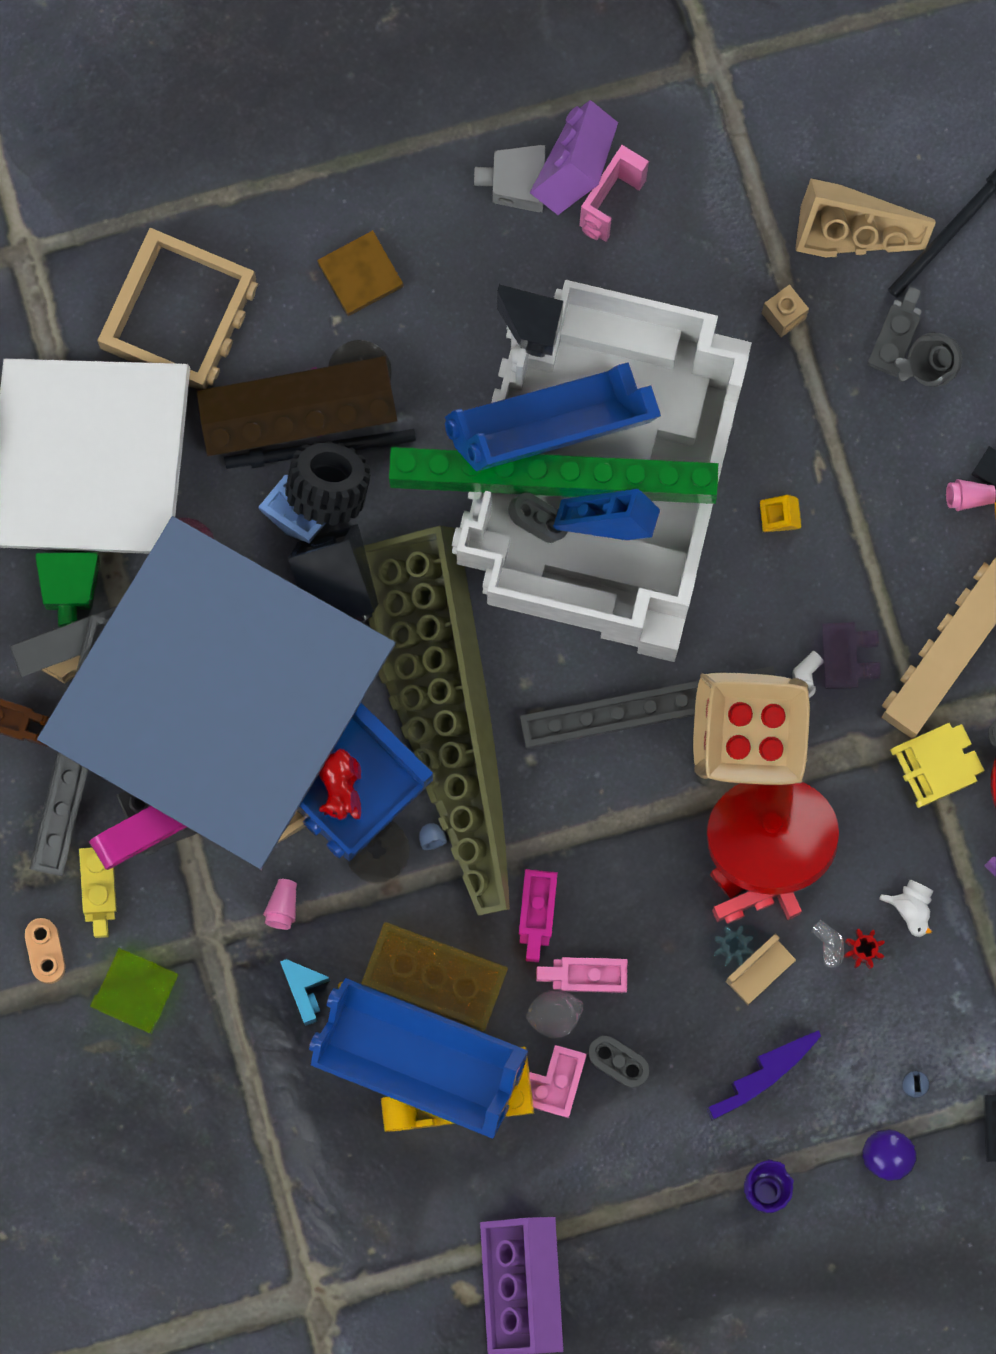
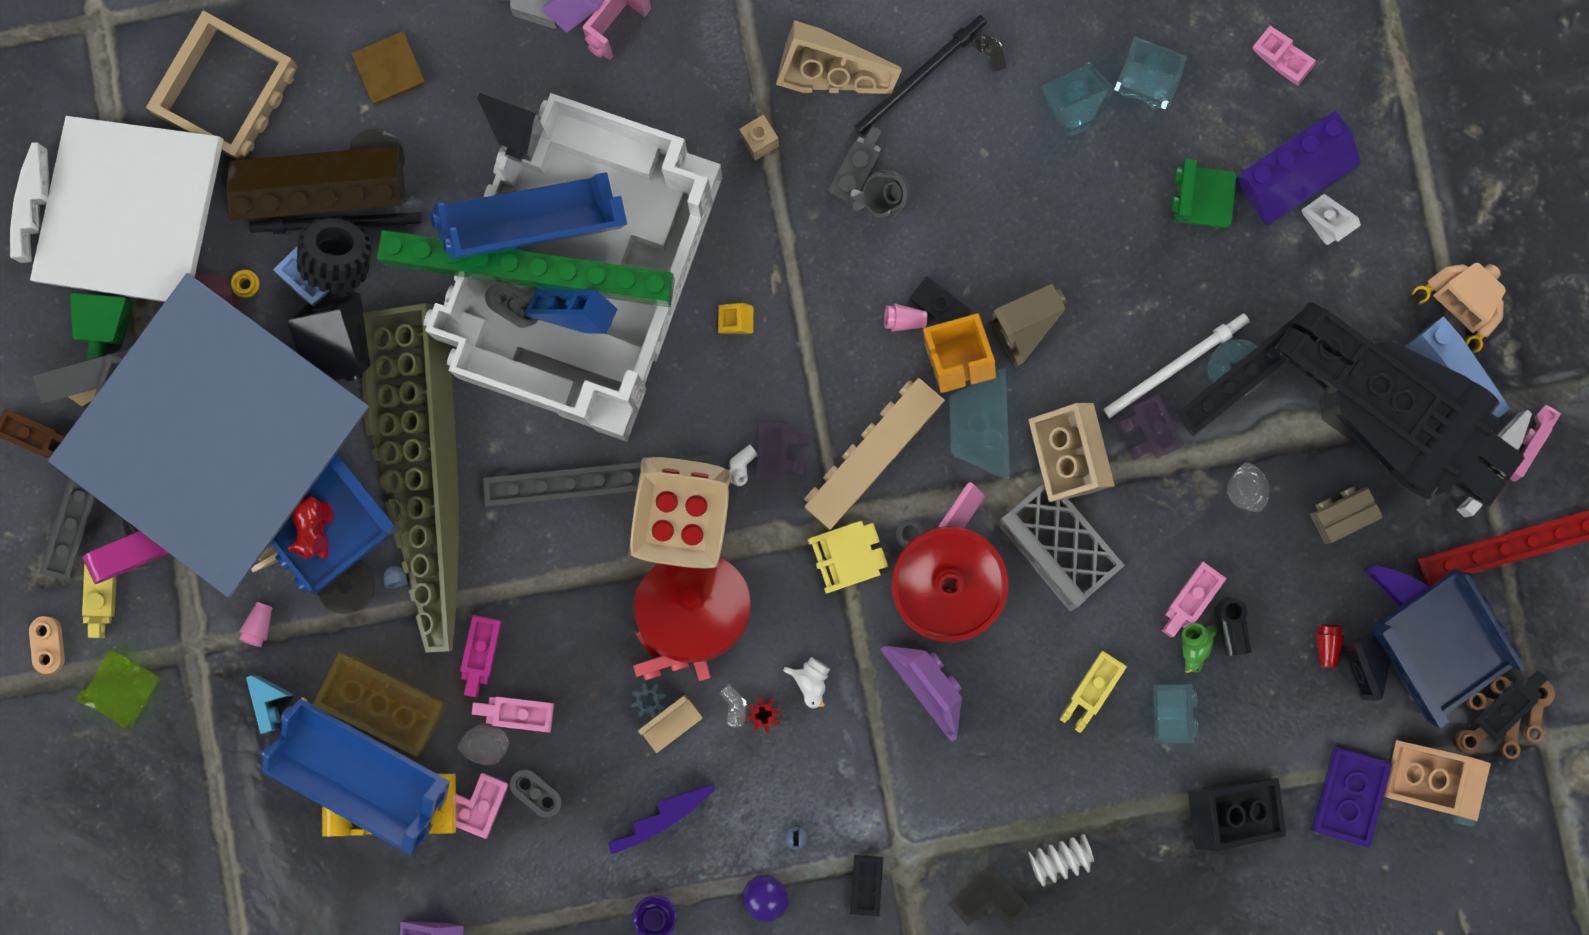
camera: 10 degrees right, 5 degrees up
(225, 516) = (239, 277): none -> yellow plate

